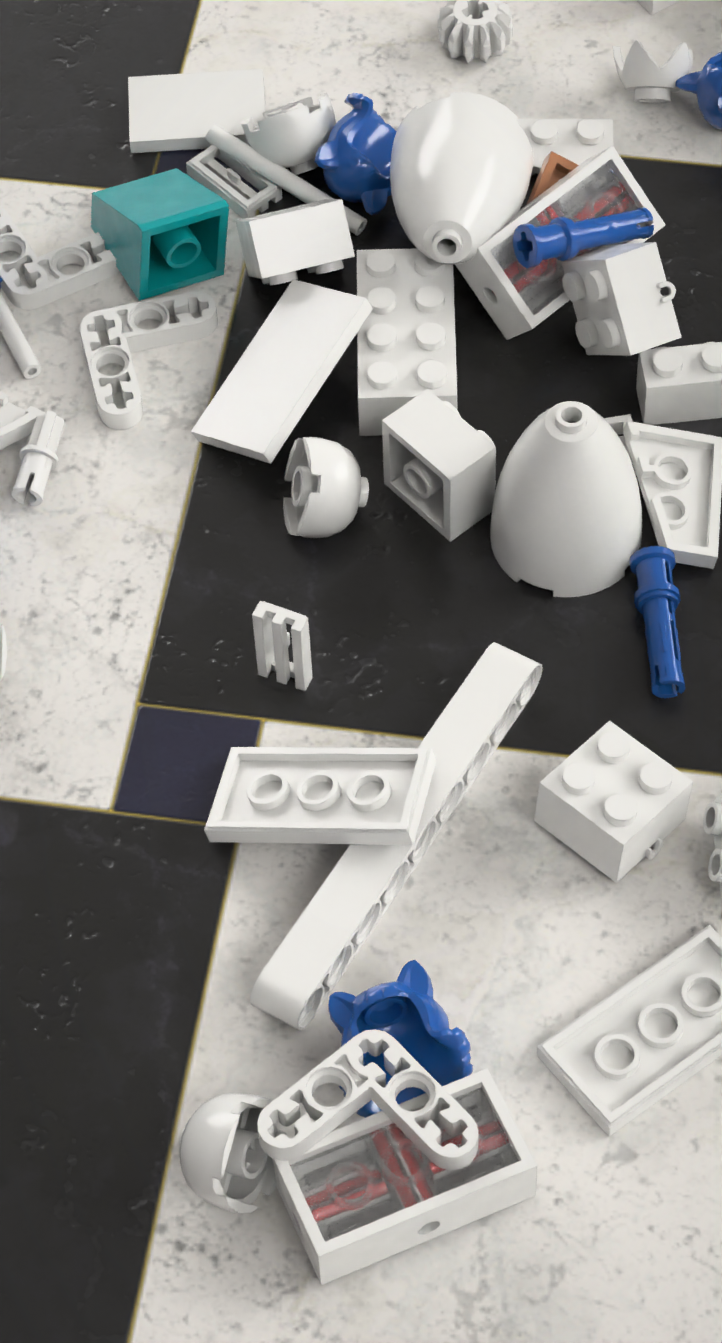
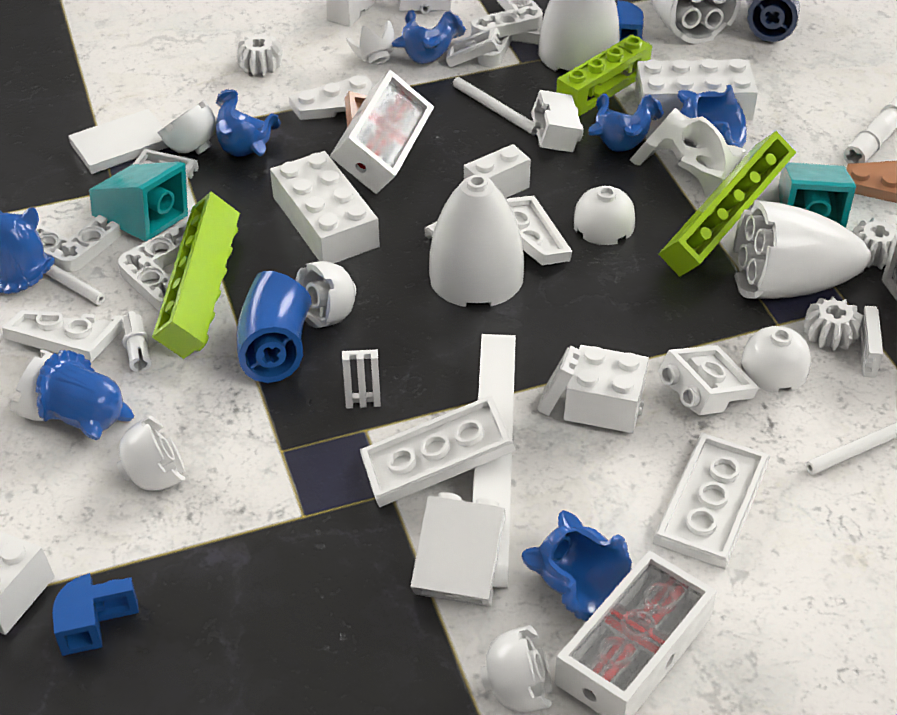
camera: 30 degrees left, 10 degrees down
(167, 389) = (197, 276): none -> lime brick
(212, 516) = (272, 327): none -> blue brick
(252, 950) = (458, 549): none -> white panel
(276, 173) = (198, 154): white piece -> none
(282, 370) = (262, 237): white tile -> none
(296, 239) = (231, 173): white brick -> none
(366, 1084) = (587, 587): white beam -> none
(439, 464) = (389, 256): white brick -> none
(458, 174) = (307, 111): white cylinder -> none
(545, 761) = (559, 380): none -> white tile
(565, 238) = (393, 119): blue pin -> none
(620, 299) = (439, 142): white brick -> none
(657, 602) = (554, 285): blue pin -> none

